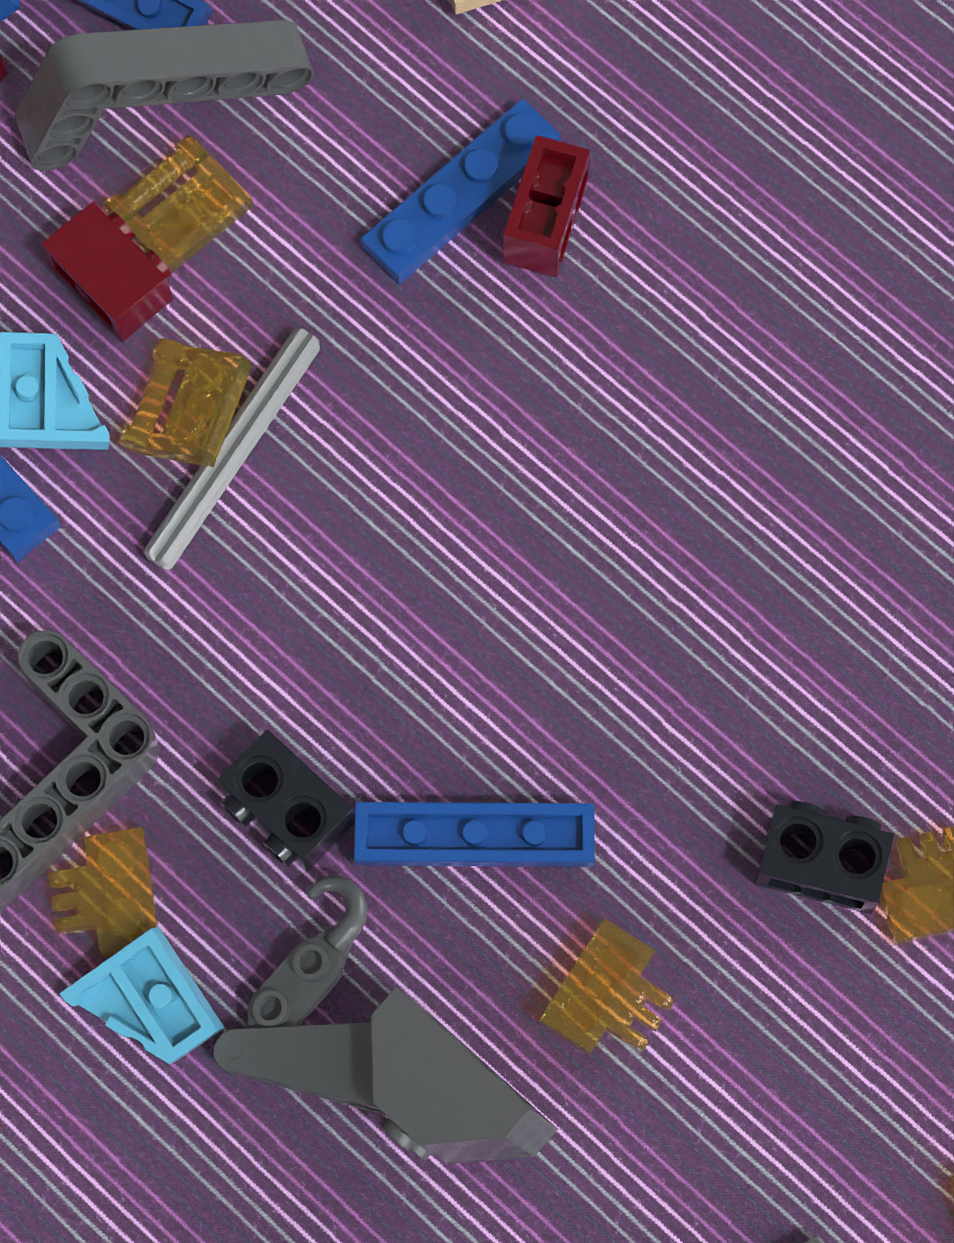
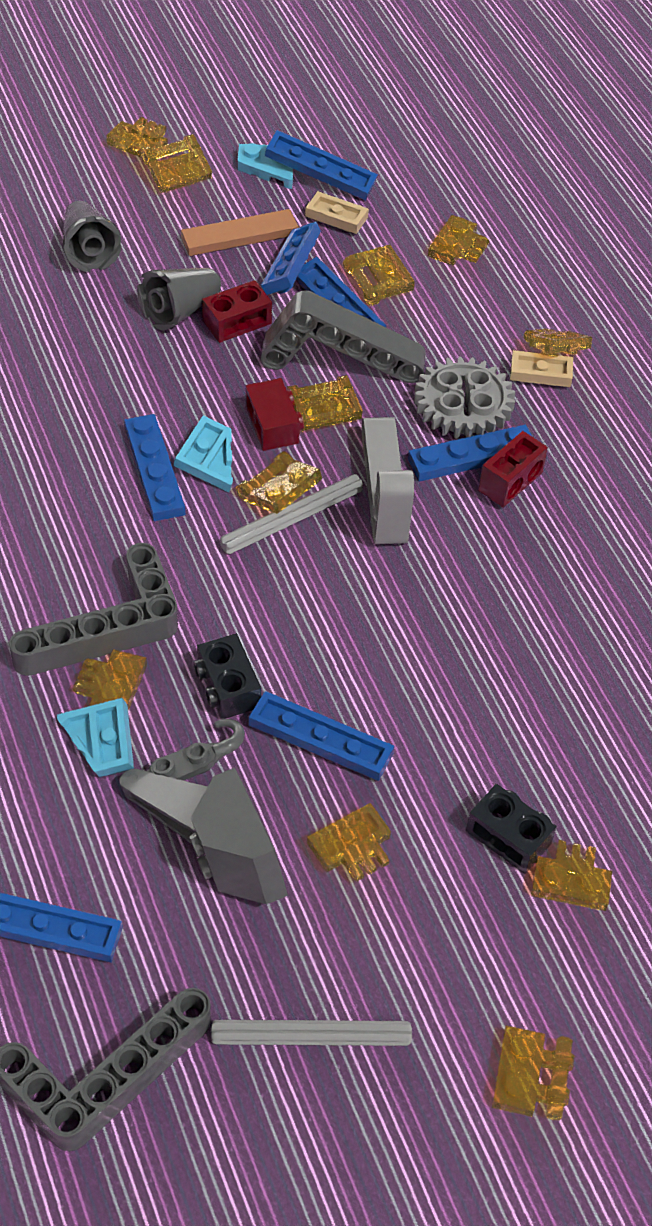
camera: 20 degrees right, 20 degrees down
(357, 110) = (442, 400): none -> light grey gear
(387, 370) = (387, 484): none -> light grey beam

